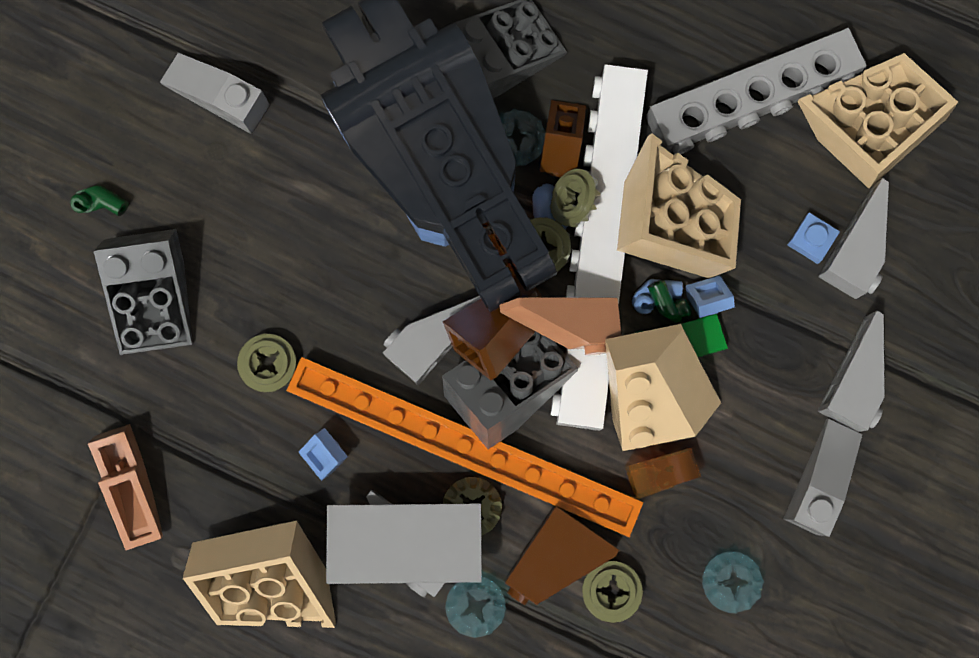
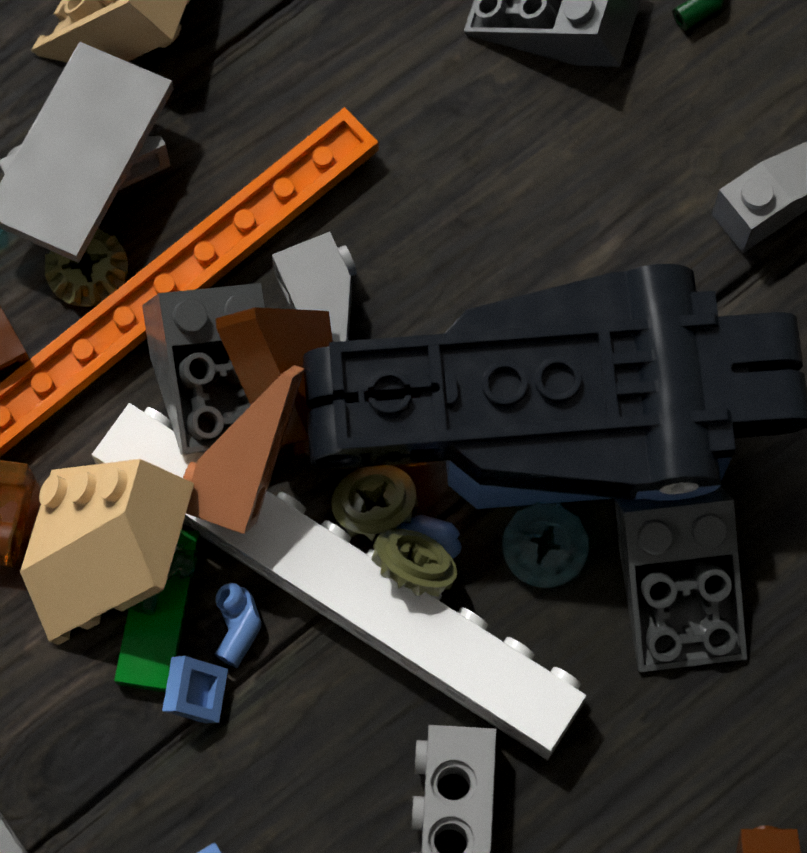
camera: 115 degrees right, 10 degrees down
(250, 362) = (406, 87): olive gear -> none
(323, 454) = (244, 119): medium blue plate -> none
(563, 138) = (514, 599): reddish brown slope -> none
(665, 304) = (209, 626): dark green arm -> none
(677, 214) = (323, 685): tan wedge -> none

